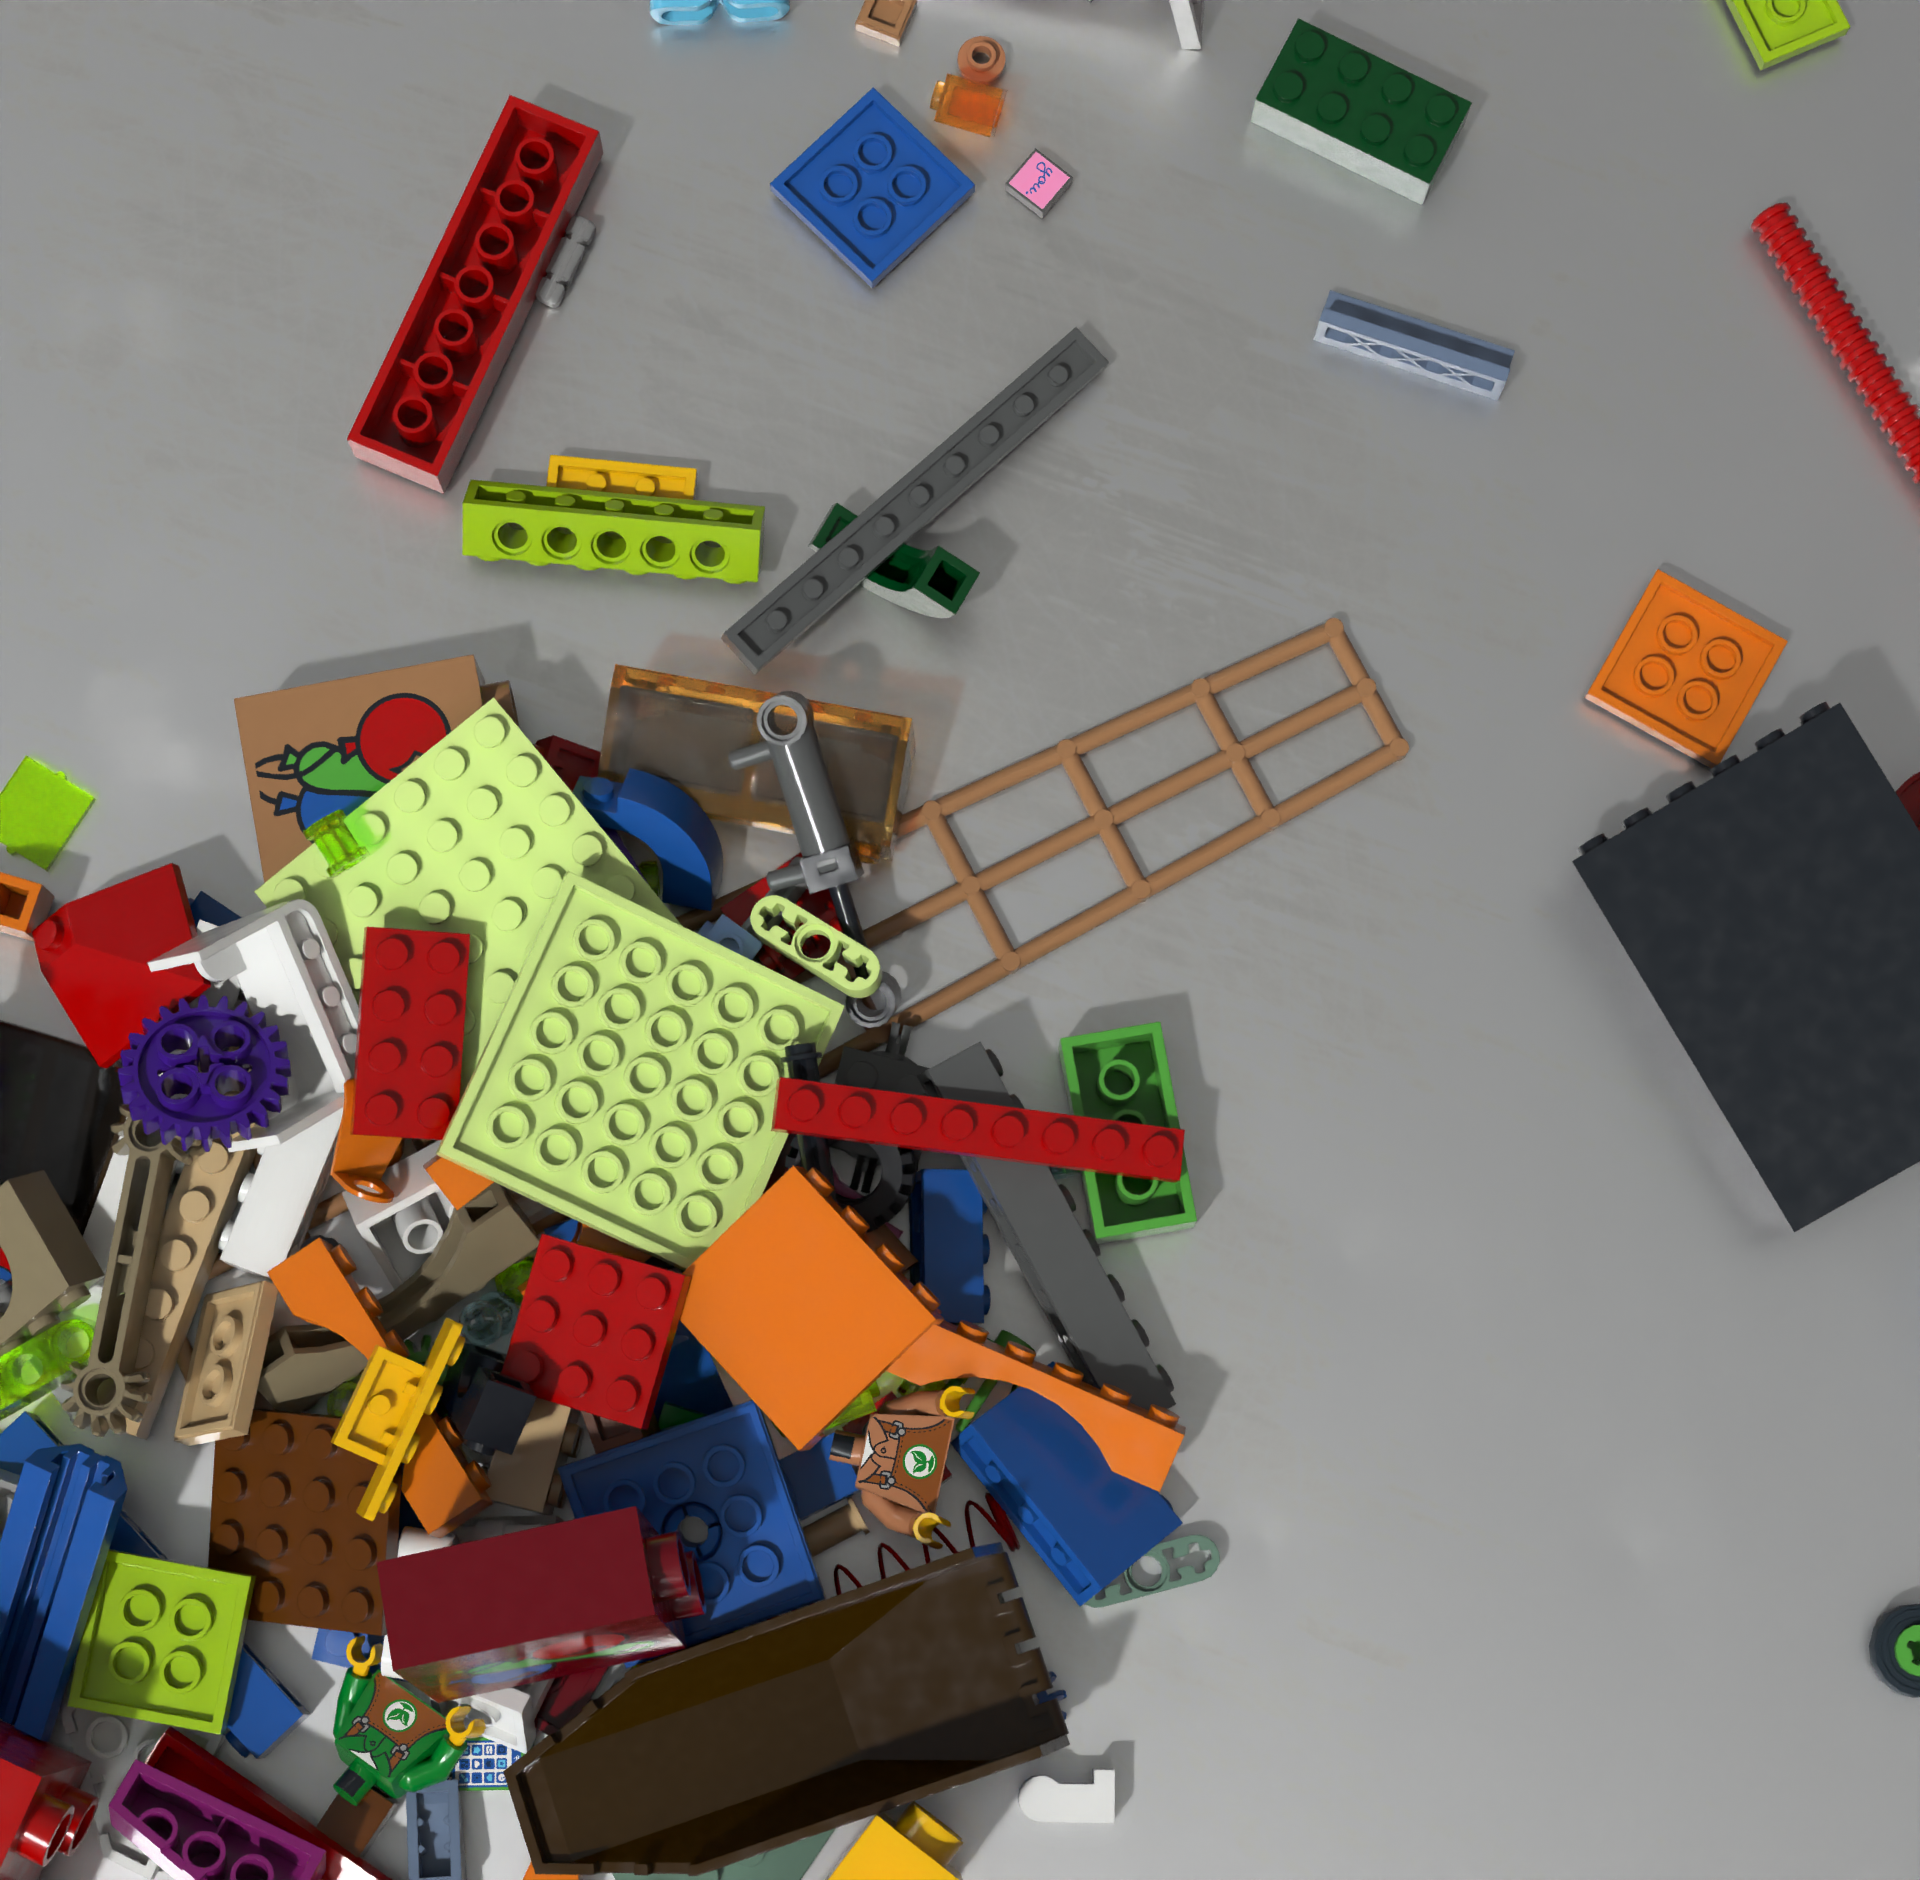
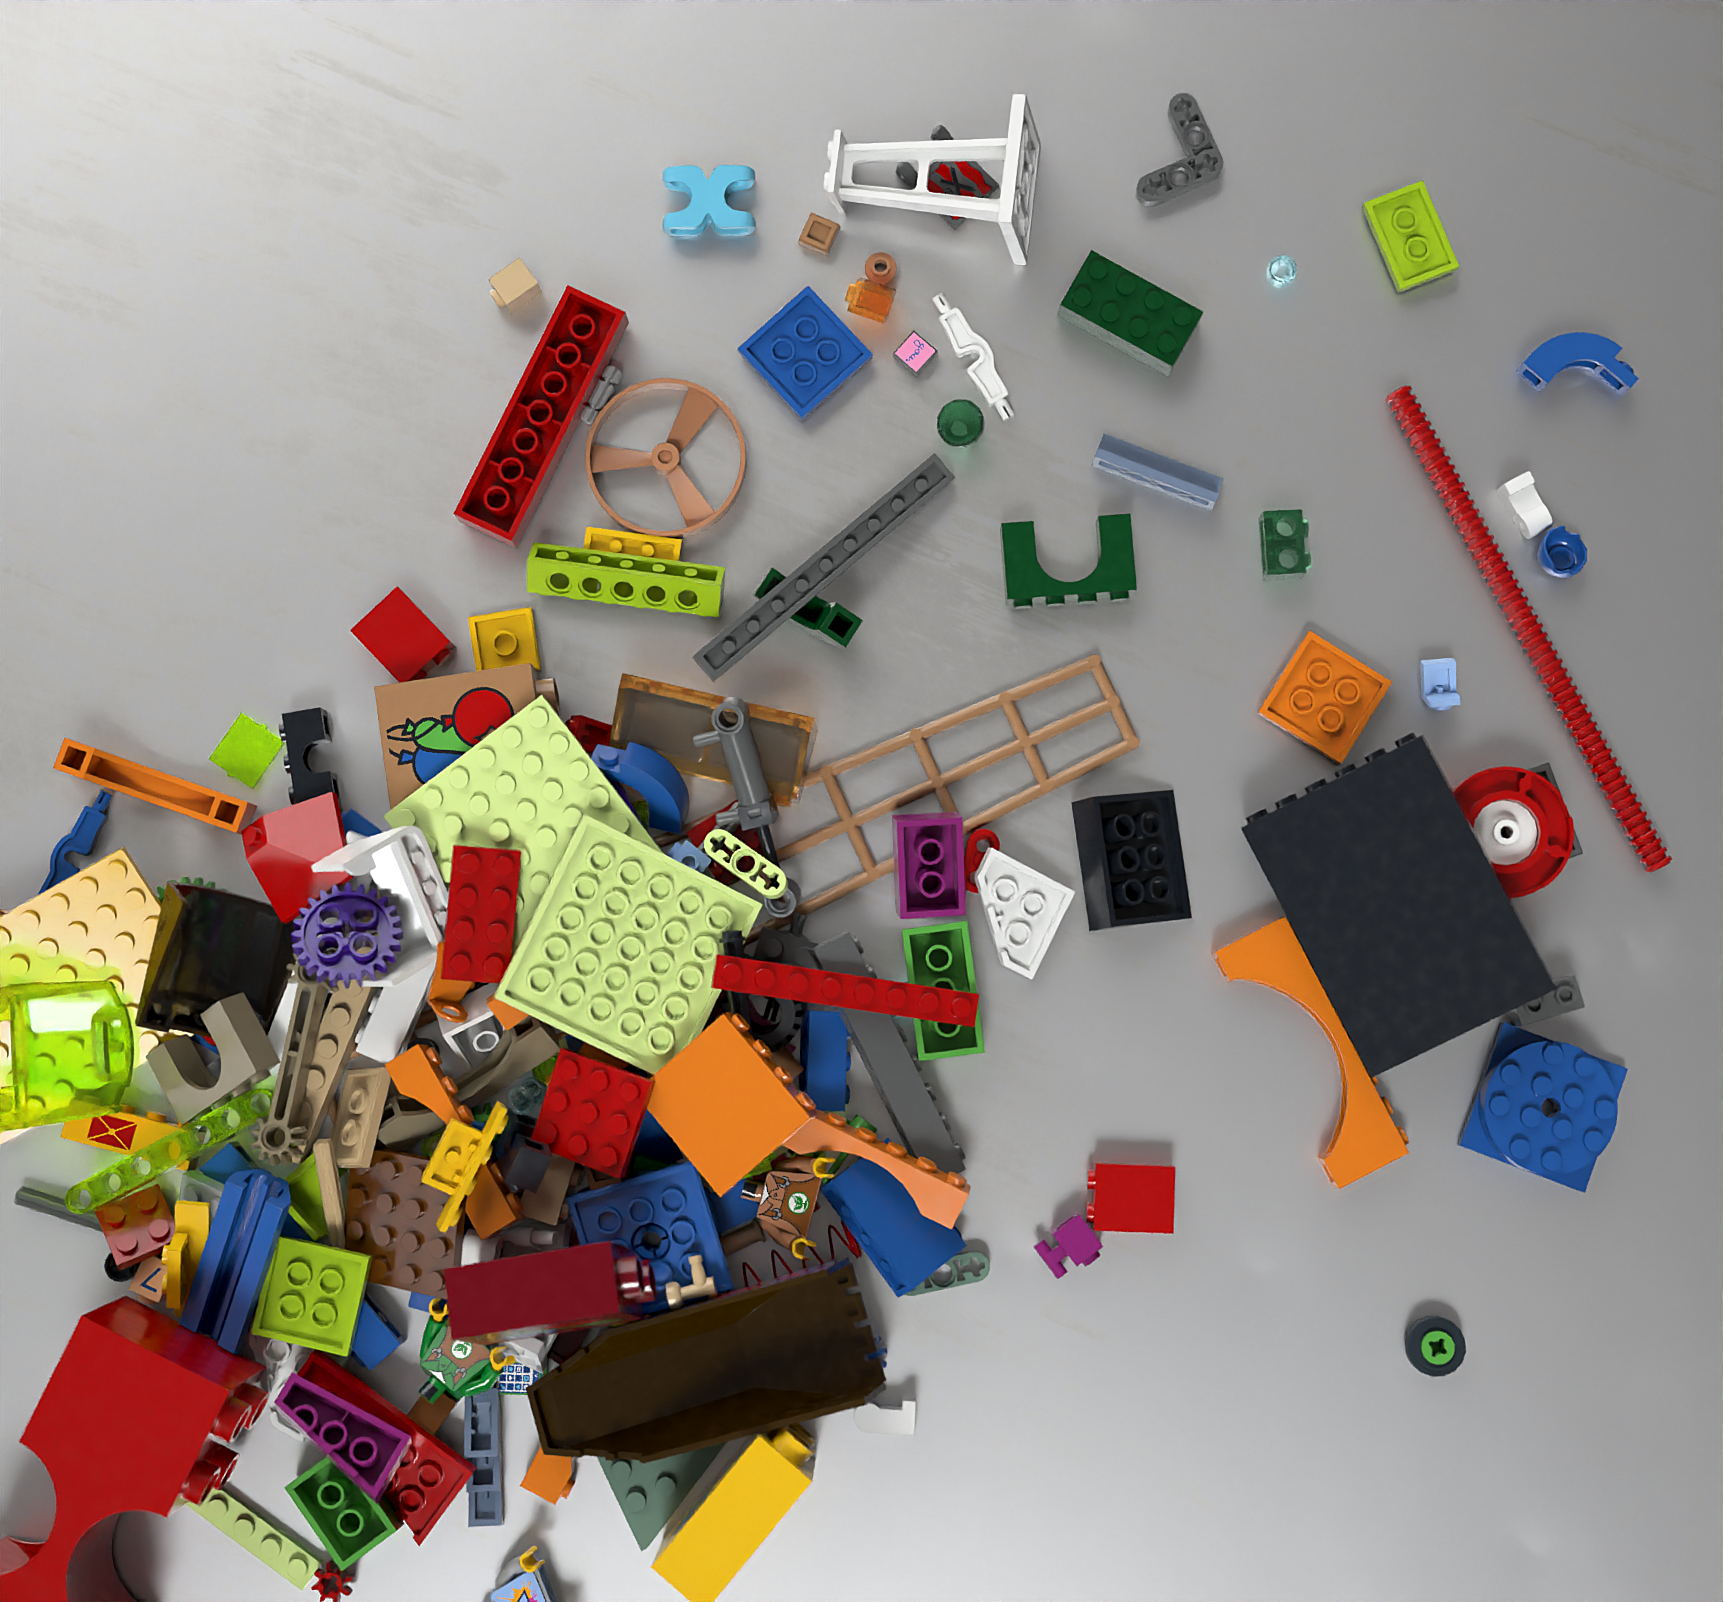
camera: 10 degrees right, 5 degrees up
(125, 780) = (302, 733): none -> black arch
(153, 1501) = (306, 1198): none -> lime panel
(186, 1478) = (330, 1191): none -> tan axle
(273, 629) = (403, 638): none -> red brick
(336, 843) = (436, 789): clear neon green bush -> none
(427, 104) = (514, 286): none -> tan brick
(429, 625) = (504, 639): none -> yellow tile
(667, 347) = (665, 457): none -> nougat piece
(775, 1594) = (702, 1286): none -> tan piece
(1096, 940) = (928, 865): none -> magenta brick
(1113, 281) = (960, 423): none -> clear green hair
(1116, 164) = (966, 342): none -> white piece
(1172, 936) = (973, 856): none -> red plate
(1230, 517) = (1029, 584): none -> dark green arch
(1240, 1005) = (1020, 910): none -> white plate
(1349, 1510) = (1075, 1241): none -> magenta brick
(1405, 924) = (1131, 859): none -> black slope
(1434, 1439) = (1131, 1197): none -> red brick
(1576, 58) = (1271, 271): none -> clear light blue bush
(1599, 444) = (1274, 544): none -> clear green brick
(1787, 1319) = (1364, 1132): none -> orange arch
(1859, 641) = (1439, 683): none -> light blue bracket

